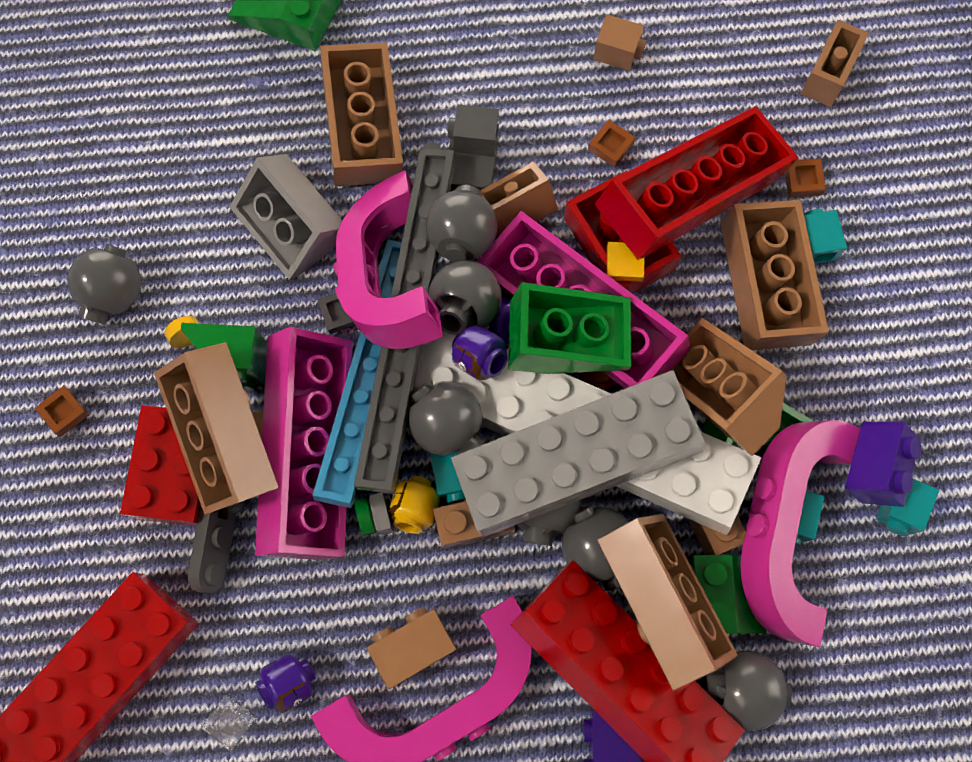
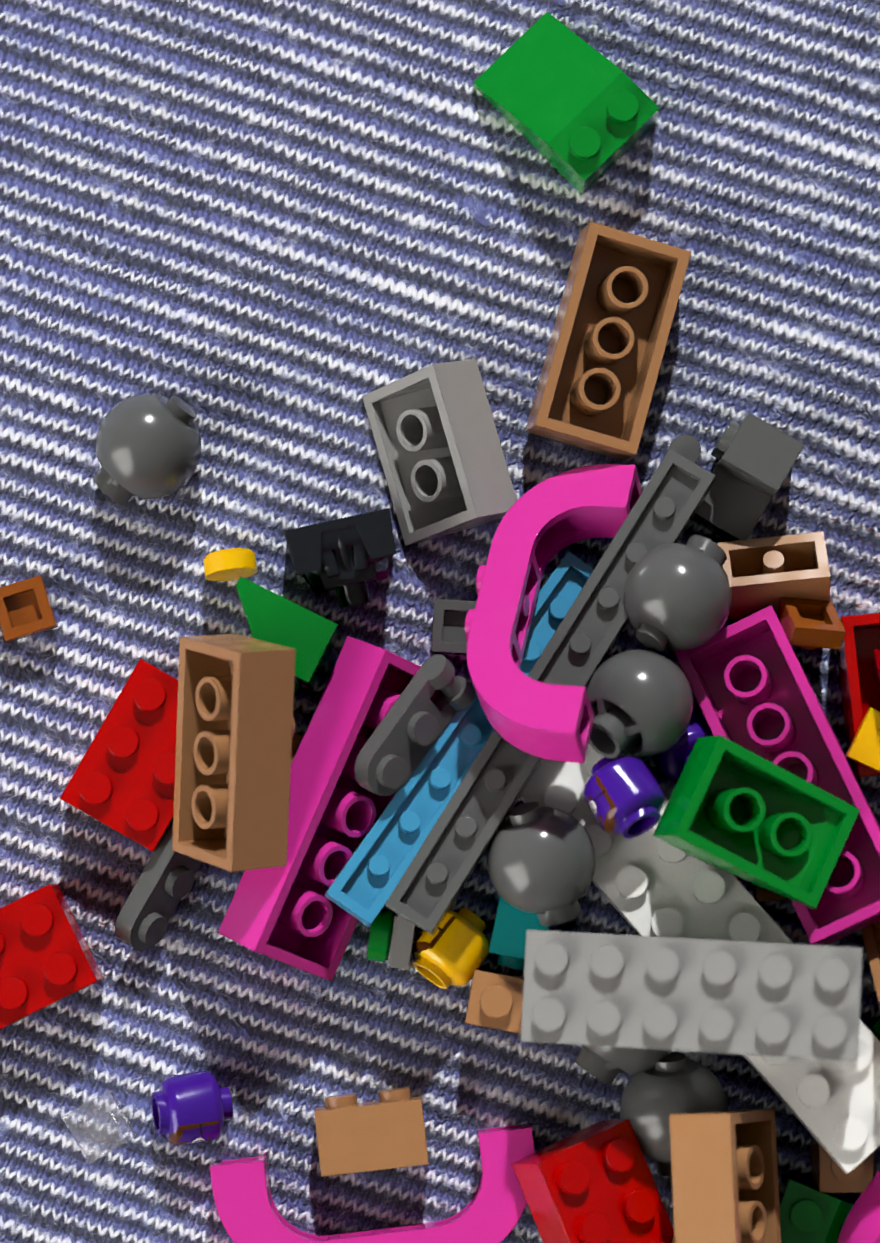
camera: 20 degrees right, 10 degrees up
(247, 290) = (344, 554): none -> black brick
(328, 372) = (412, 726): none -> dark grey plate
(551, 215) = (811, 623): none -> dark orange plate

